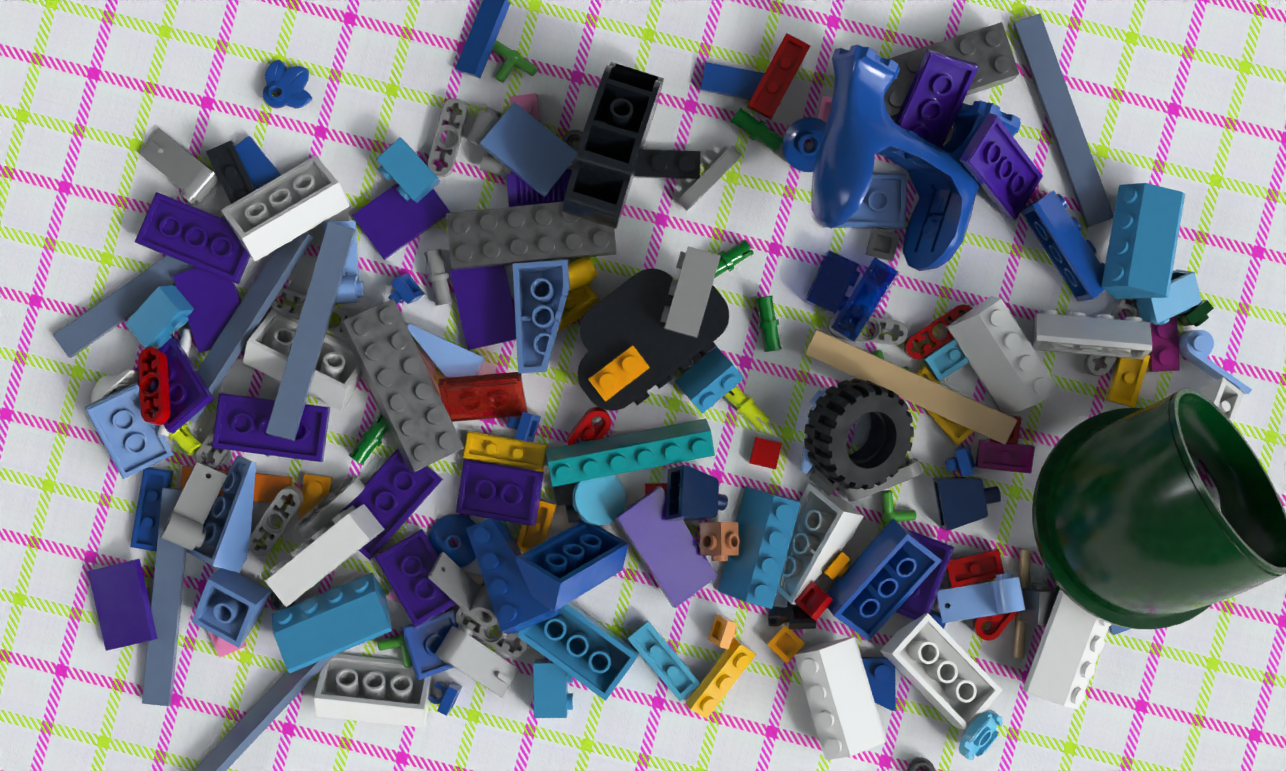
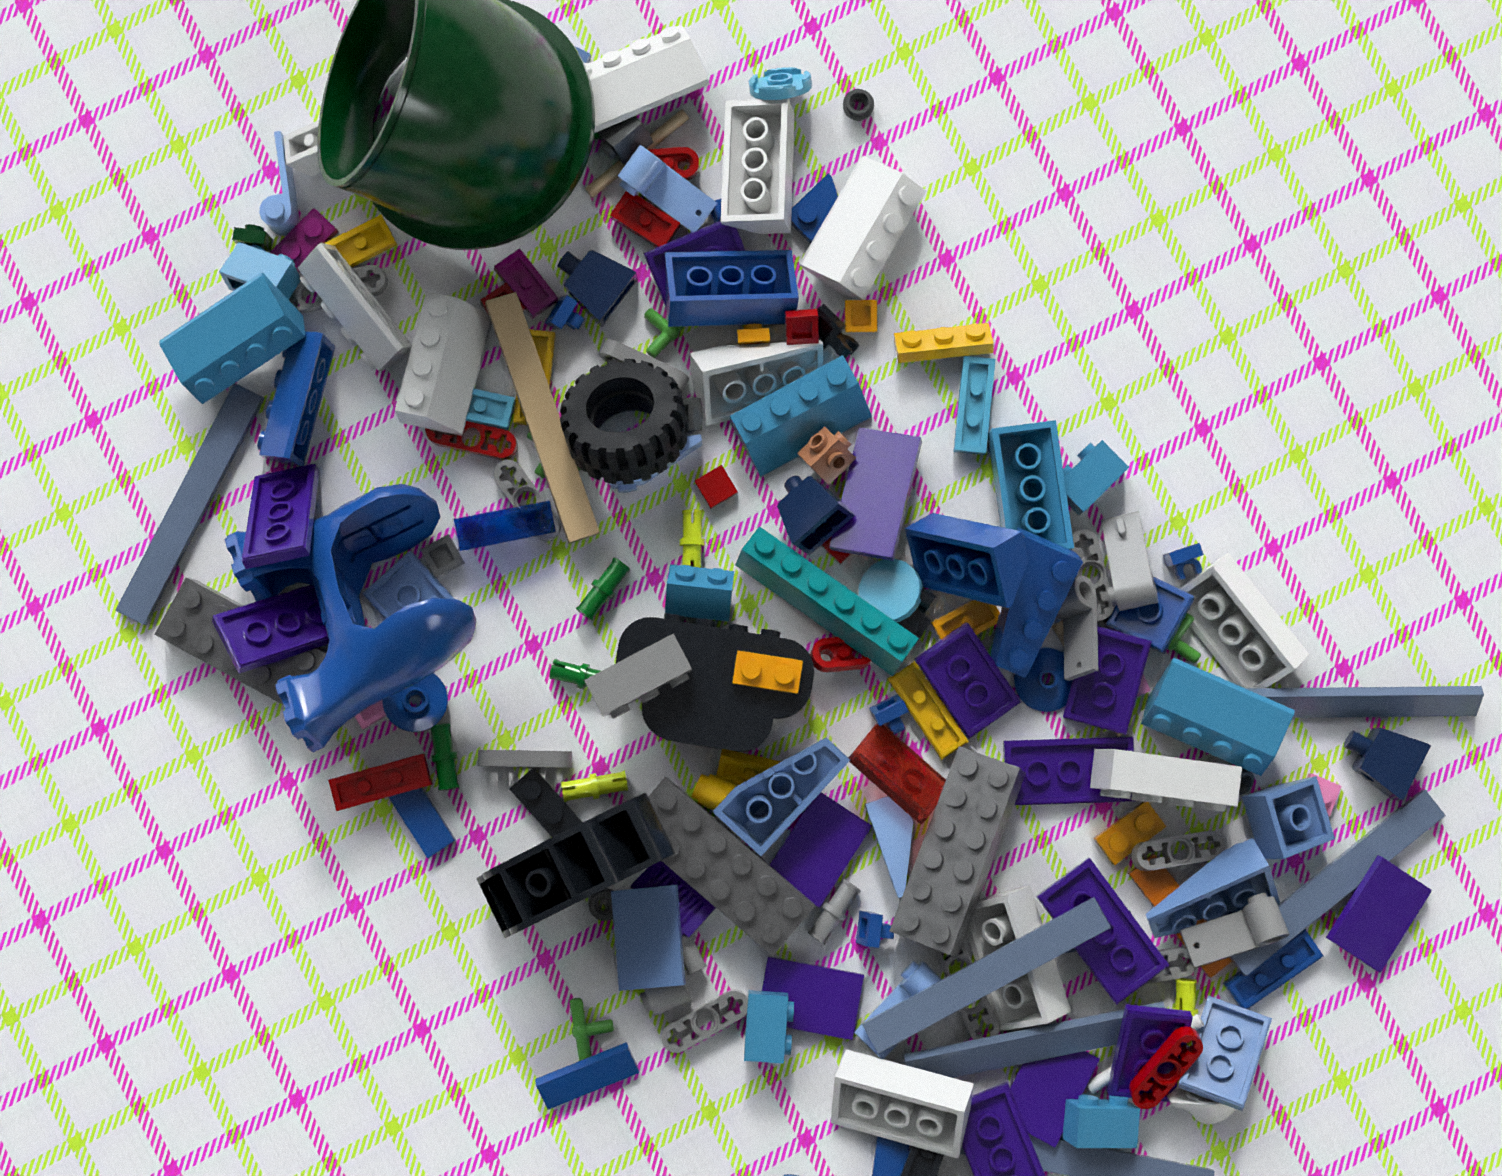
camera: 130 degrees left, 5 degrees down
(207, 700) = (1387, 759): none -> dark blue torso
(330, 506) = (1120, 814): light grey beam -> none
(370, 440) = (1030, 835): green pin -> none
(529, 103) = (608, 979): bright pink plate -> none
(652, 204) = (594, 786): none -> neon yellow pin
(722, 631) = (902, 379): light orange plate -> none
(832, 282) = (516, 567): clear blue brick -> none

